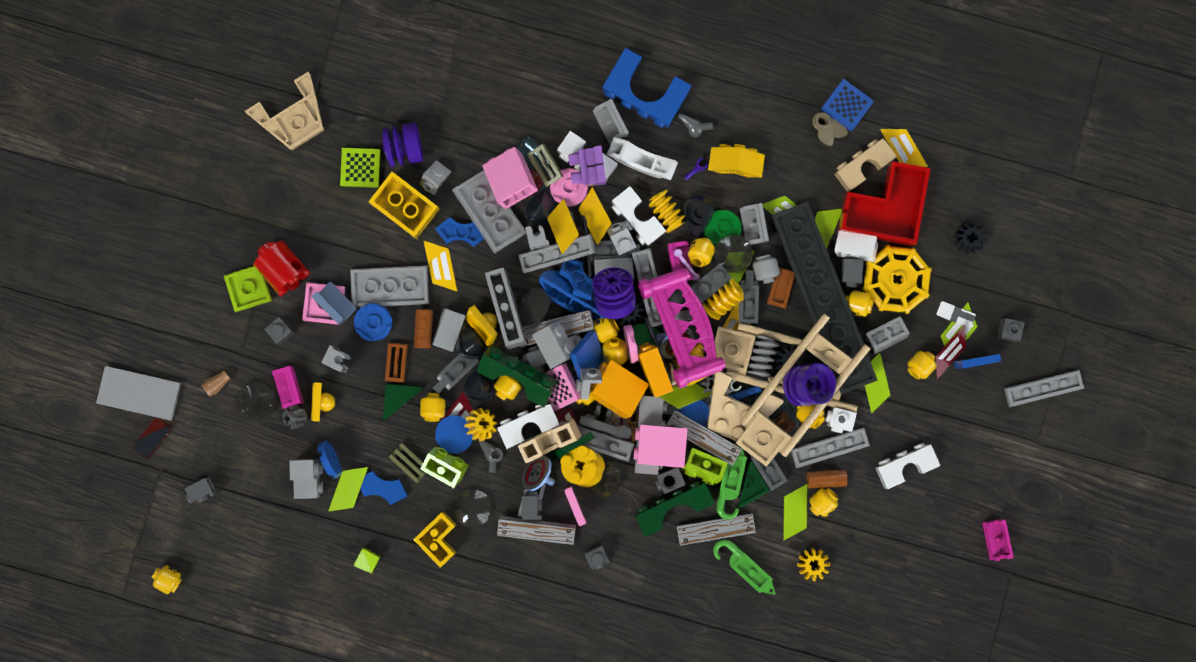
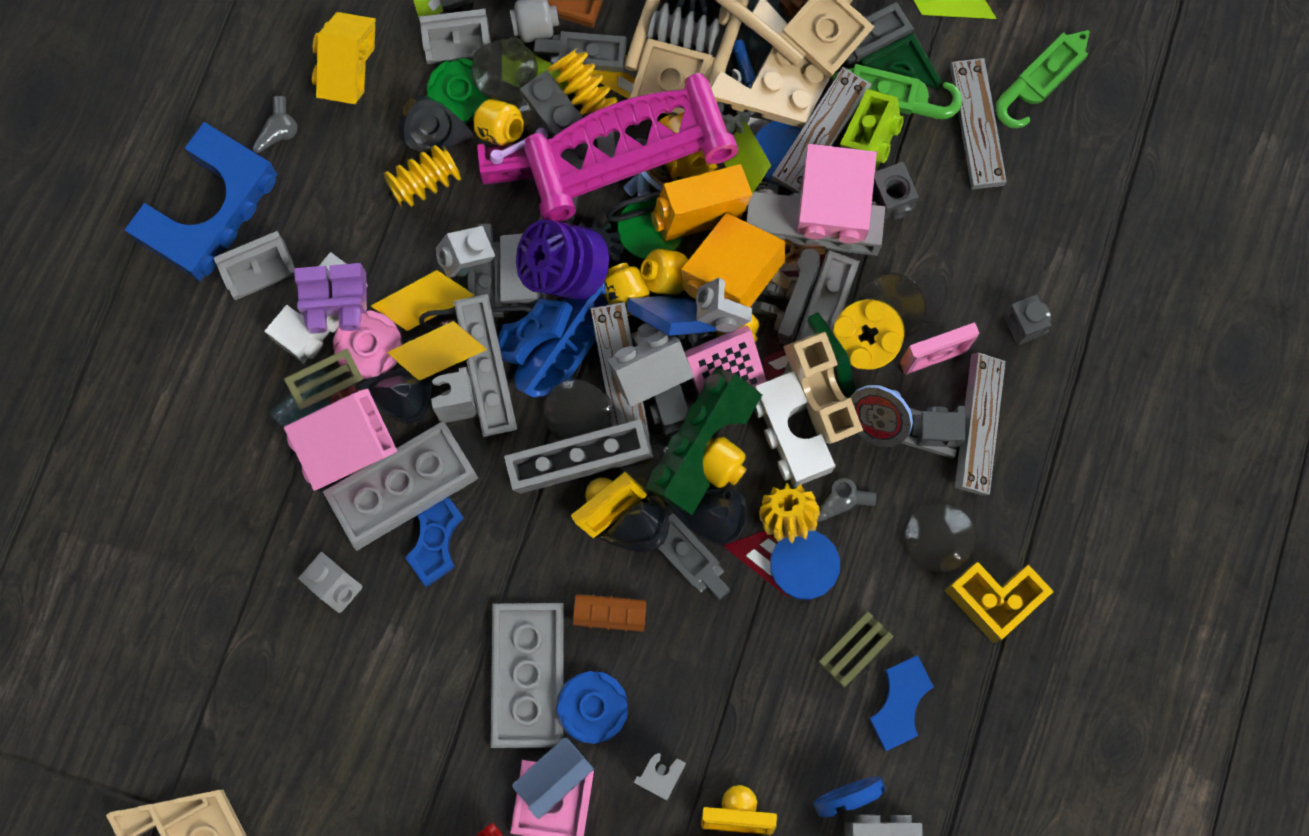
camera: 85 degrees left, 10 degrees down
(348, 489) = (903, 766): lime sticker -> none
(360, 167) = (300, 722): lime tile -> none
(367, 560) = (1036, 734): lime slope -> none
(396, 362) = (700, 671): dark orange tile -> none
(396, 397) = (733, 667): dark green tile -> none
(402, 144) = (261, 634): dark purple wheel -> none
(404, 205) = (376, 638): yellow brick -> none
(432, 407) = (755, 600): yellow head -> none
(440, 265) = (494, 580): yellow sticker -> none
(444, 466) = (865, 580): lime brick -> none
(448, 330) = (613, 567): light grey hinge -> none
(631, 345) = (663, 234): bright pink tile -> none
(641, 160) = (331, 213): white arch -> none
(646, 231) = (410, 245): white arch -> none
(646, 269) = (518, 213): light grey tile -> none
(696, 497) = (959, 223): dark green arch -> none
(697, 168) = (350, 125): dark purple hand -> none

